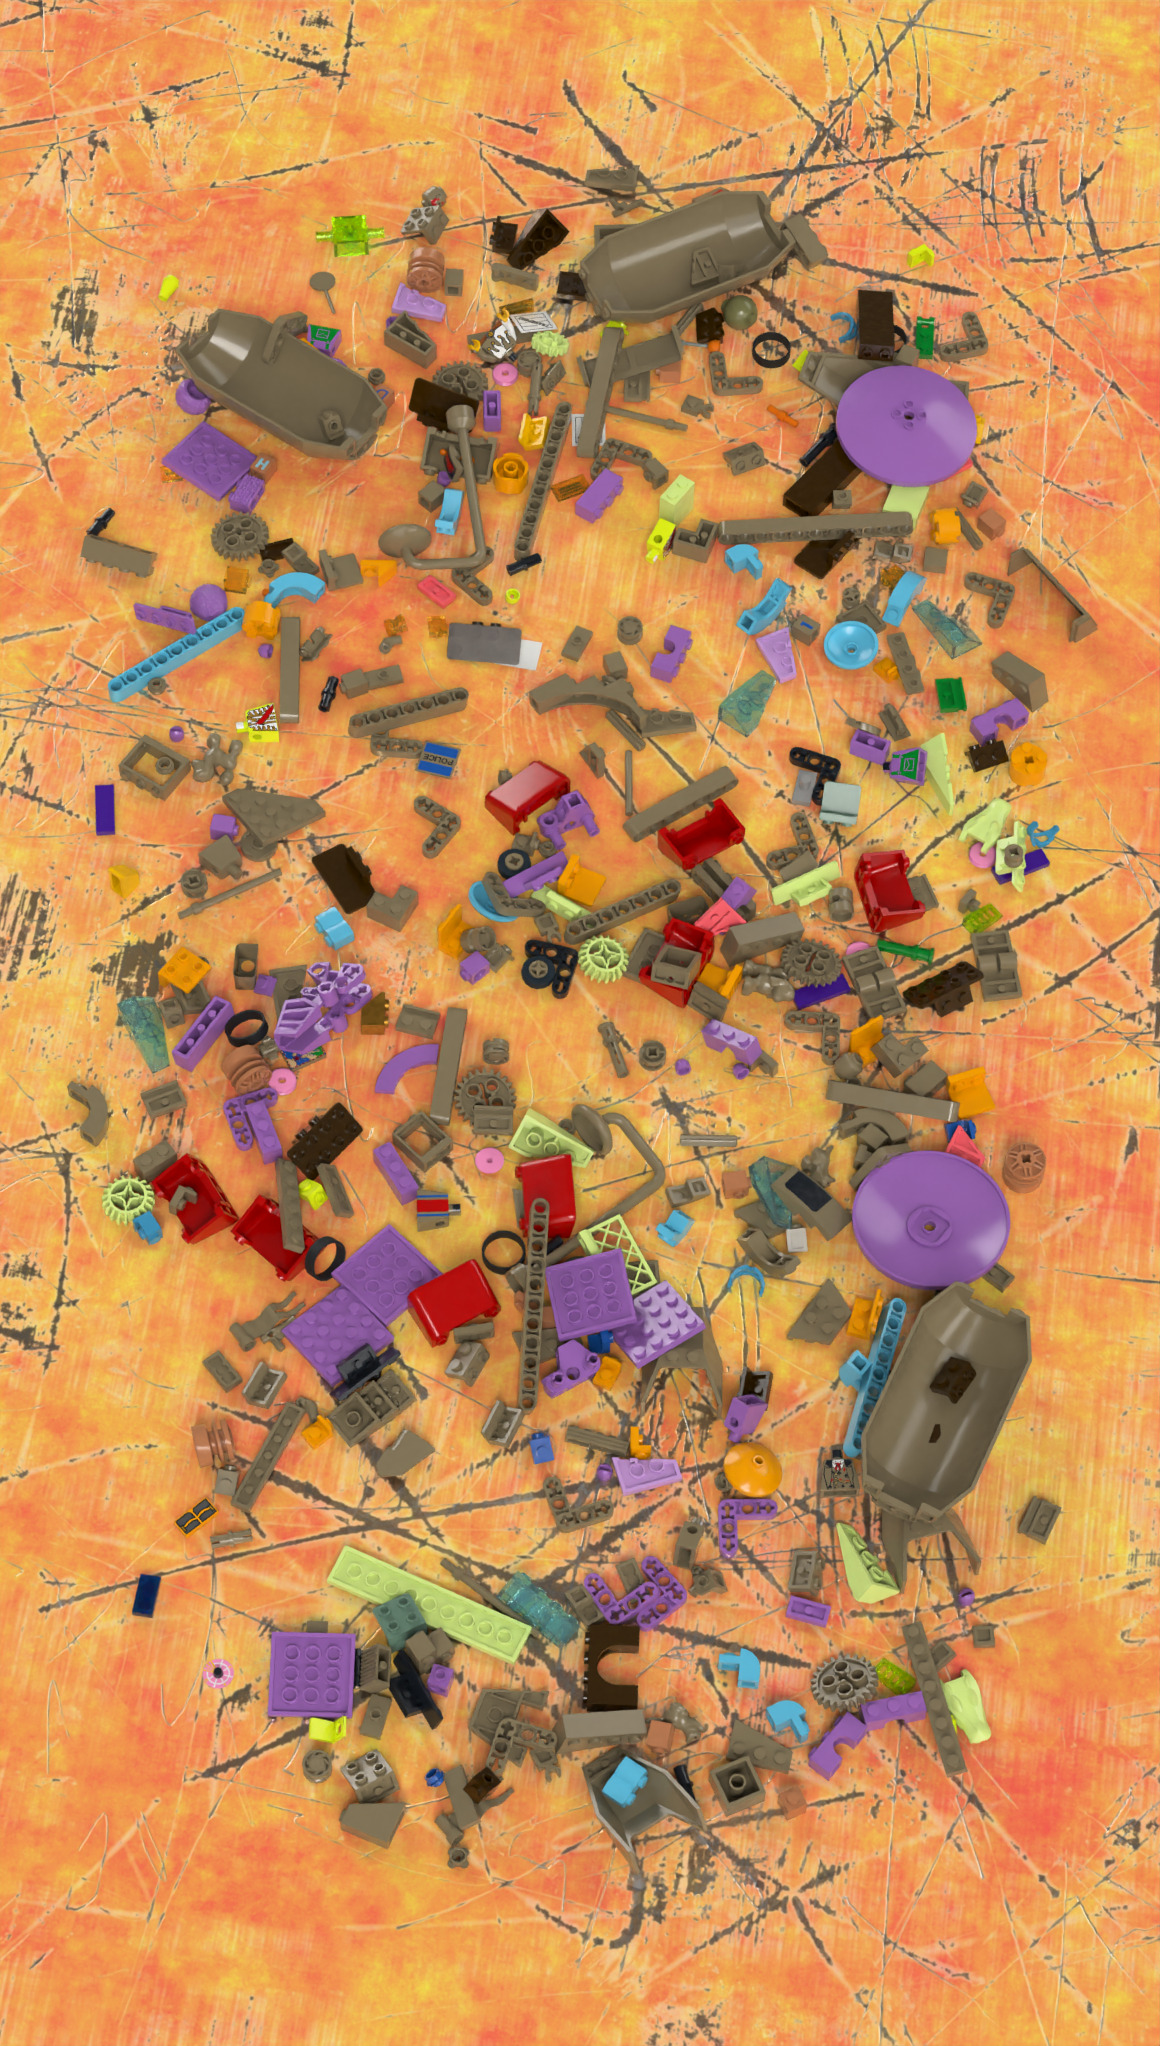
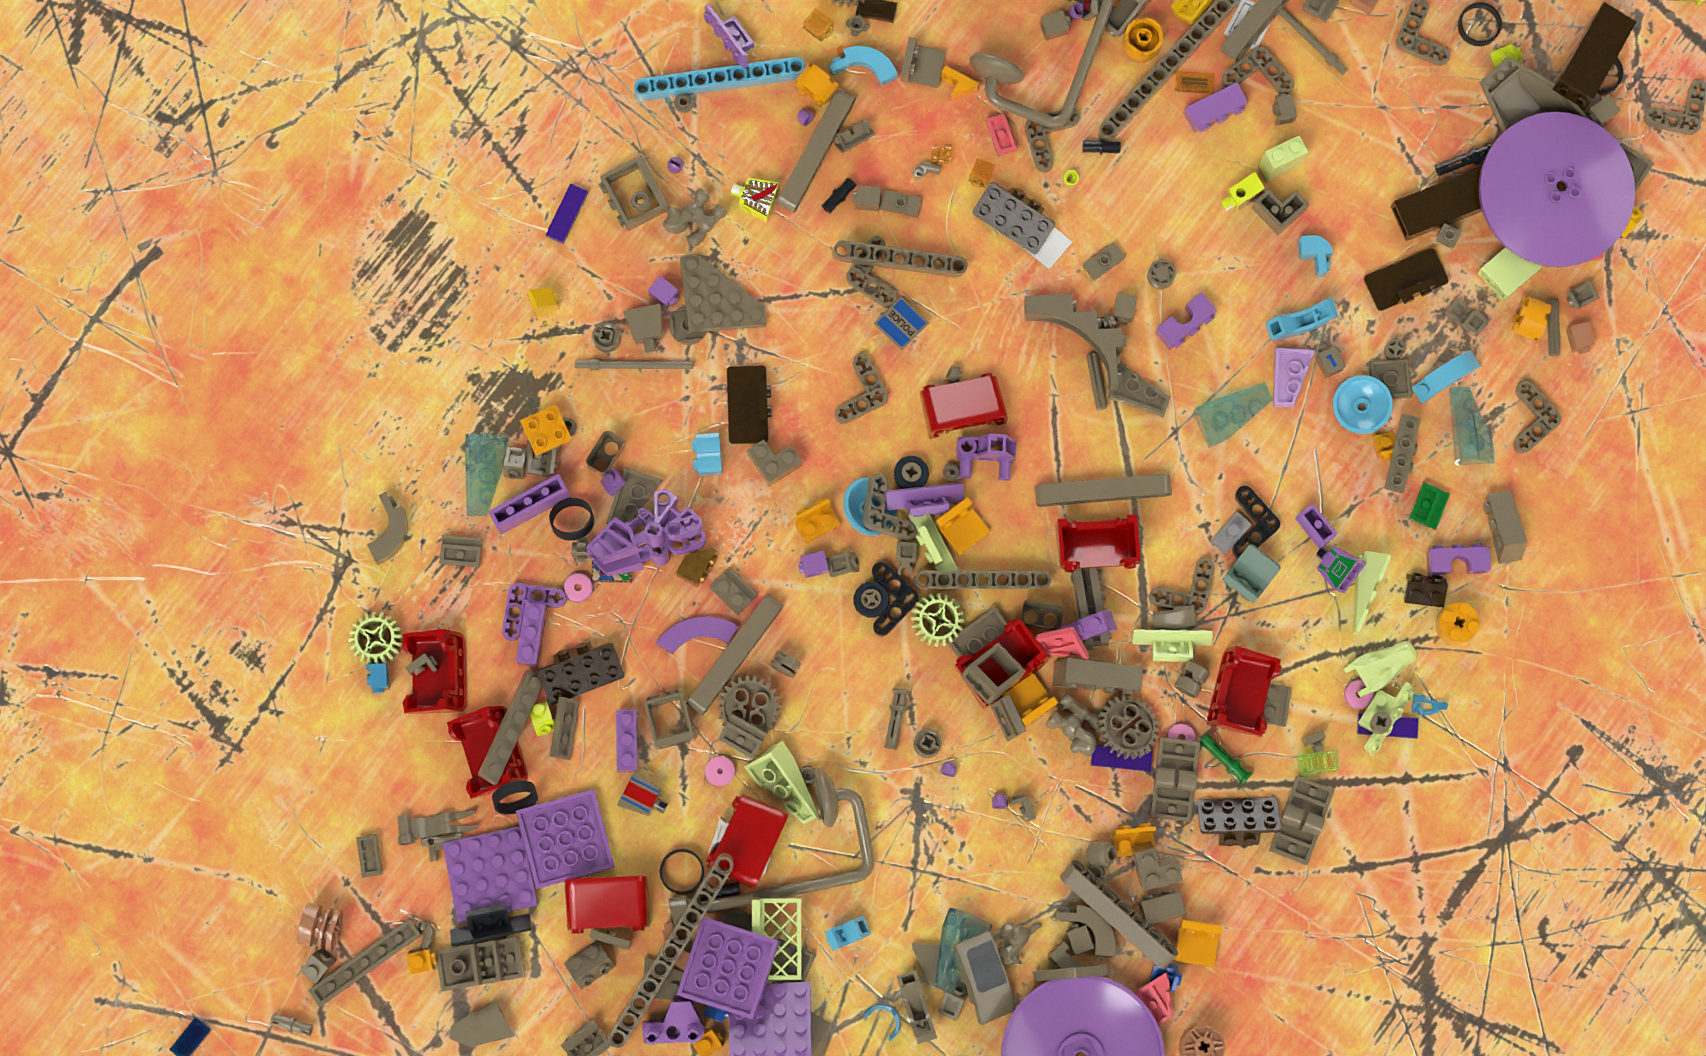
camera: 25 degrees right, 20 degrees up
(155, 1161) = (419, 613): dark tan brick -> none
(196, 1517) = (272, 986): tile -> none
(208, 602) = (778, 37): medium lavender hair -> none
(246, 1070) = (547, 568): nougat wheel -> none
(263, 1386) = (397, 891): dark tan bracket -> none
(298, 559) = (890, 34): dark tan slope -> none
(451, 511) = (1061, 54): medium azure arch -> none
(478, 939) = (831, 539): dark tan wheel -> none
(526, 843) = (934, 456): dark tan bracket -> none
(594, 759) = (1047, 401): dark tan wing -> none
(628, 784) = (1068, 439): dark tan bar -> none
(687, 1193) = (881, 900): dark tan slope -> none
(695, 406) = (1367, 50): dark tan plate -> none
(708, 1140) = (930, 857): dark tan axle -> none
(735, 1184) = (928, 918): nougat brick -> none
(743, 1045) = (1005, 772): medium lavender arch -> none
(745, 458) = (1382, 136): dark tan bracket -> none
(782, 415) = (1447, 106): orange bar -> none
(814, 528) = (1404, 254): dark tan beam -> none
(826, 1029) = (1104, 801): dark tan beam -> none
(847, 317) = (1568, 46): dark azure helmet -> none
(863, 726) = (1320, 499): dark tan tile -> none
(891, 577) = (1450, 345): clear yellow bracket -> none
(894, 723) = (1357, 508): dark tan hinge -> none
(925, 337) = (1640, 87): green plate -> none
(935, 560) = (1502, 348): dark tan piece -> none
(1081, 626) = (1605, 453): dark tan piece -> none

